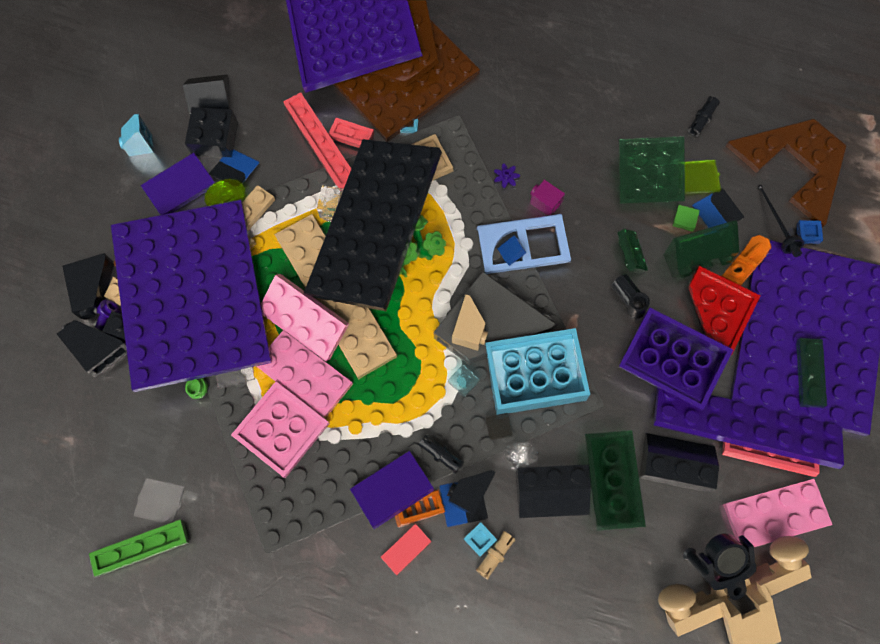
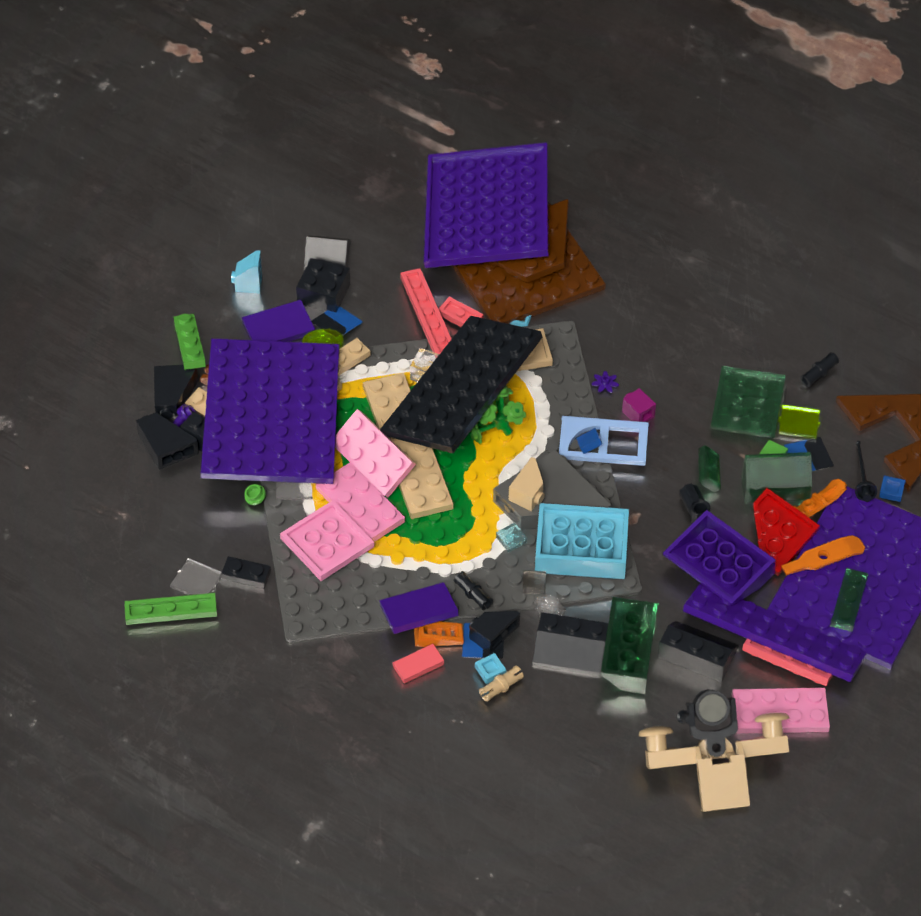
camera: 10 degrees right, 20 degrees down
(93, 227) = (189, 341): none -> bright green plate
(207, 481) = (246, 572): none -> black plate
(782, 320) = (834, 551): none -> orange piece

